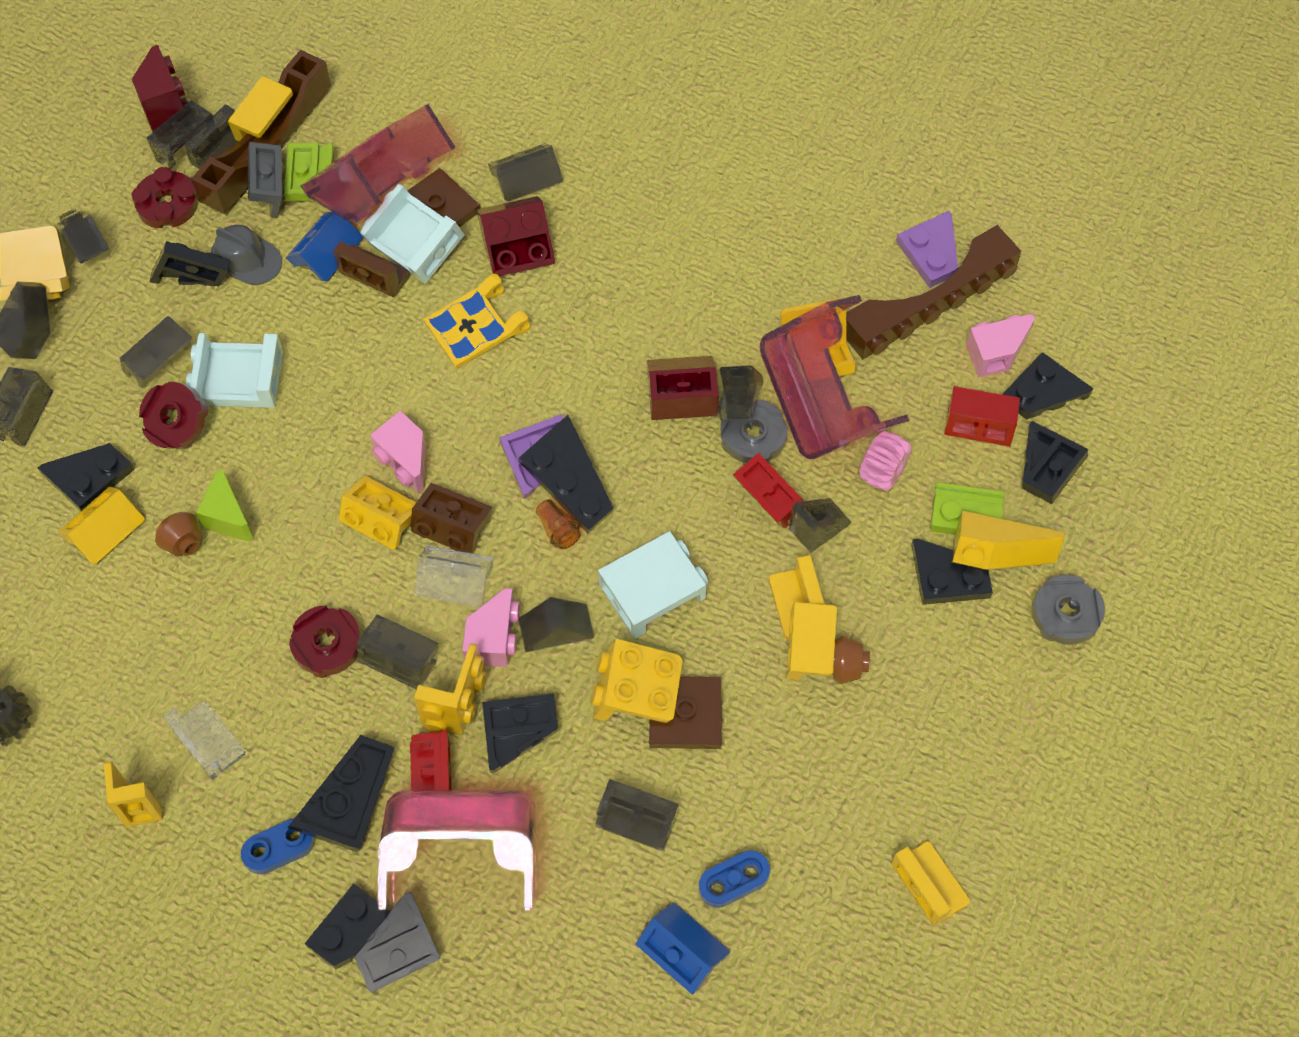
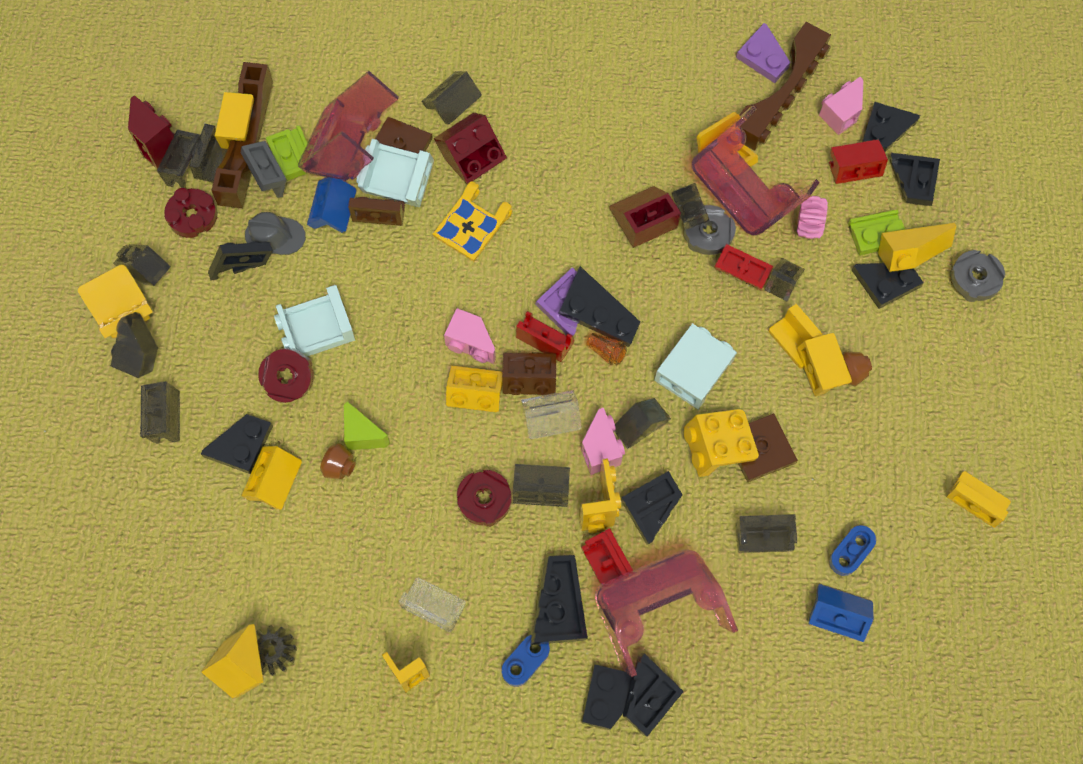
camera: 25 degrees left, 5 degrees up
(154, 350) = (247, 331): clear smoke hinge -> none
(490, 483) = (543, 337): none -> red hinge

